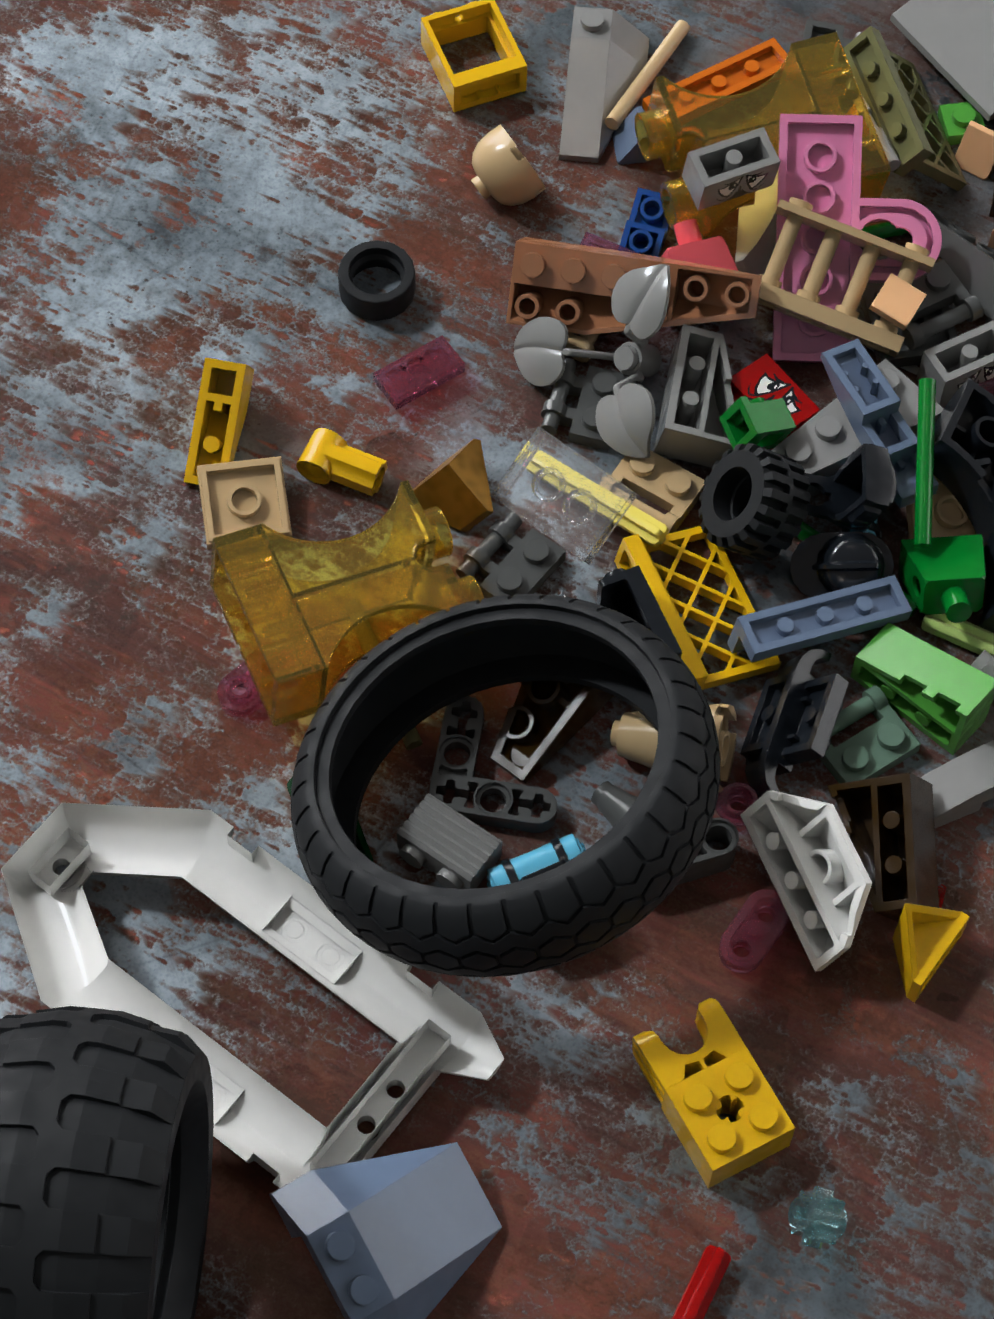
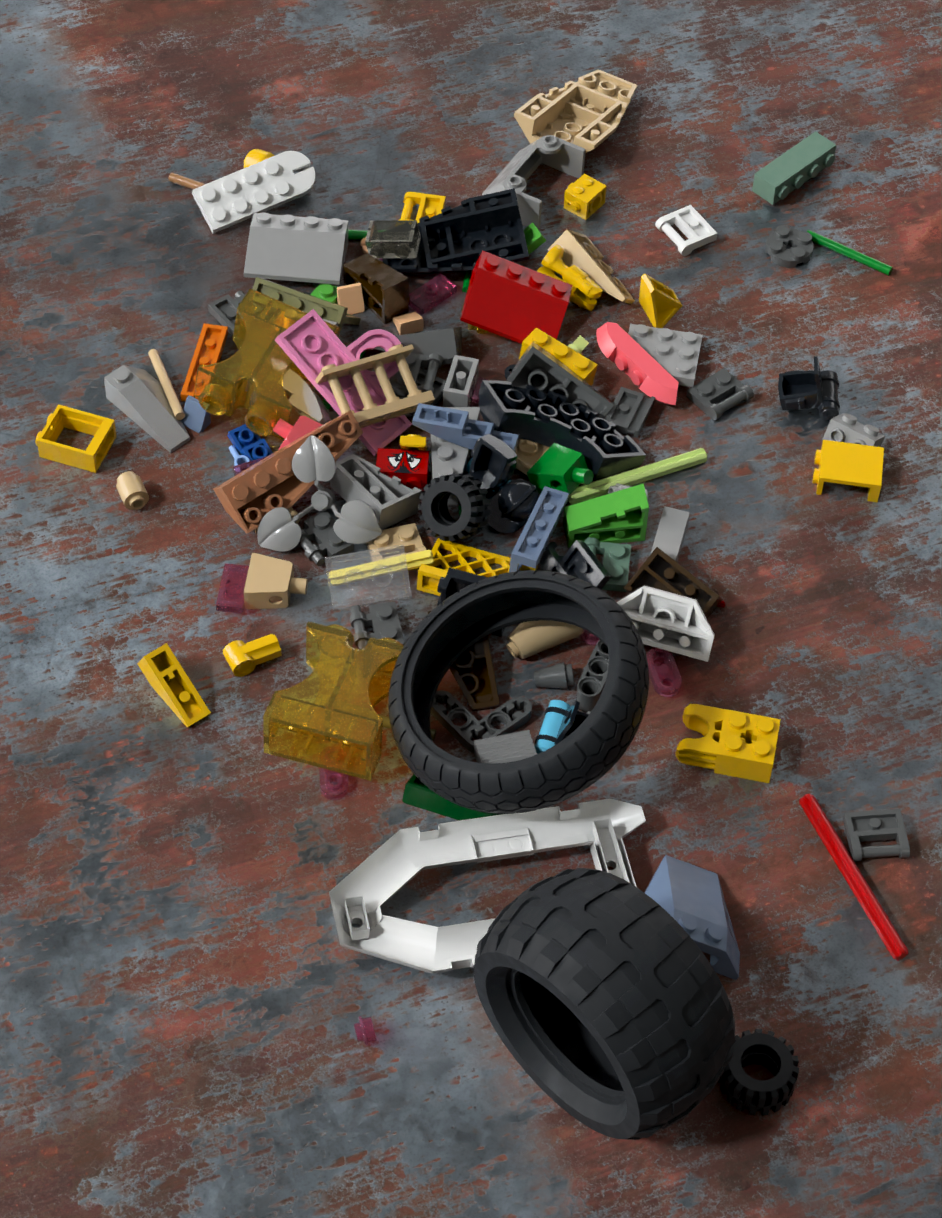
camera: 50 degrees left, 10 degrees down
(243, 496) = (230, 708): tan plate -> none
(371, 255) = (159, 552): black tyre -> none
(453, 165) = (132, 490): none -> tan brick
(459, 488) = (316, 610): pearl gold slope -> none
(460, 402) = (271, 583): none -> tan torso
(504, 170) = (161, 472): tan cylinder -> none
(614, 231) = (238, 459): none -> light blue hand
(730, 168) = (283, 376): light grey brick -> none
(757, 422) = (417, 474): green brick -> none
(811, 384) = (413, 442): none -> yellow plate
(817, 1217) = (820, 752): clear light blue gear -> none
(897, 301) = (413, 377): light nougat slope -> none
(923, 942) = (732, 616): yellow slope -> none
(924, 463) = (505, 428): green bar -> none

